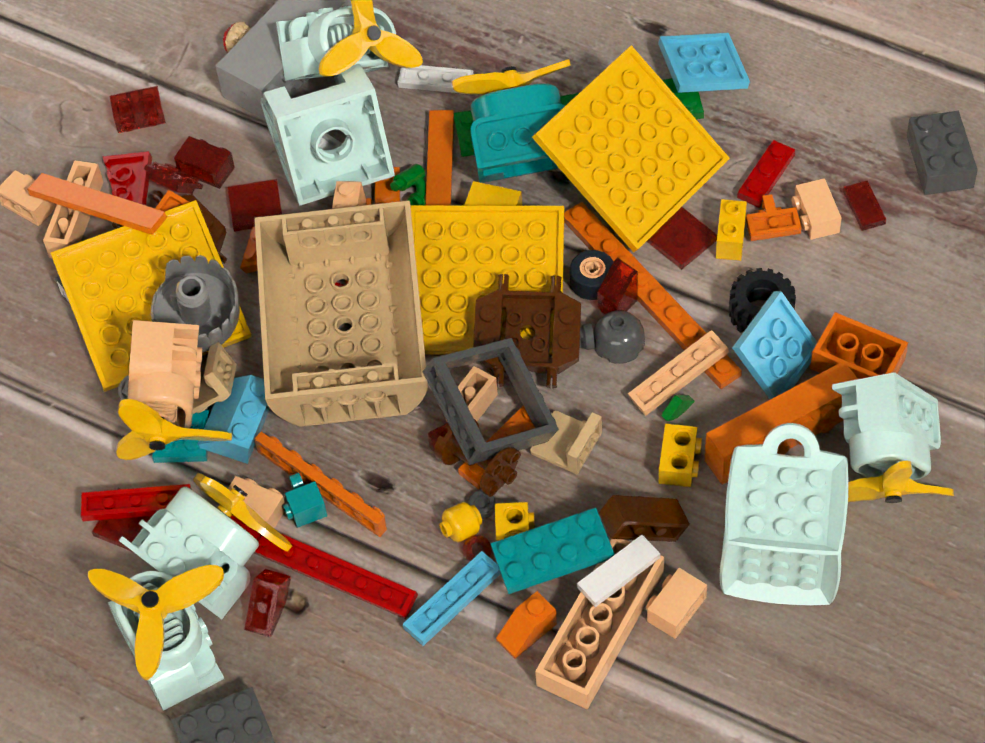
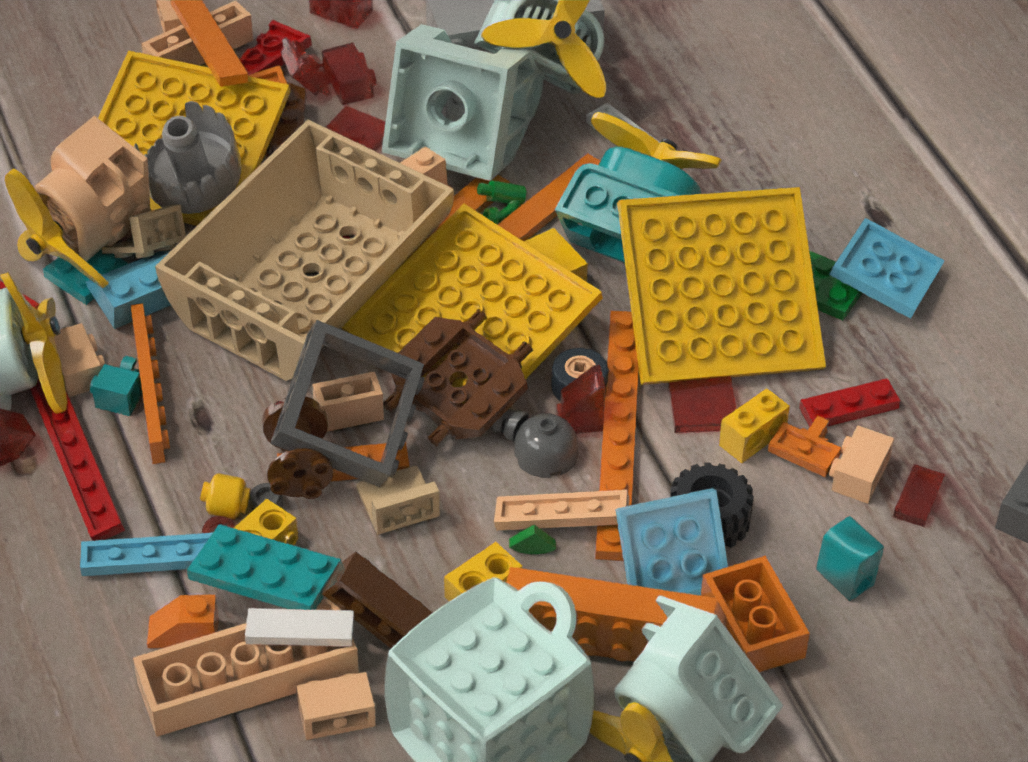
camera: 35 degrees right, 10 degrees down
(878, 276) = (846, 553): none -> teal piece

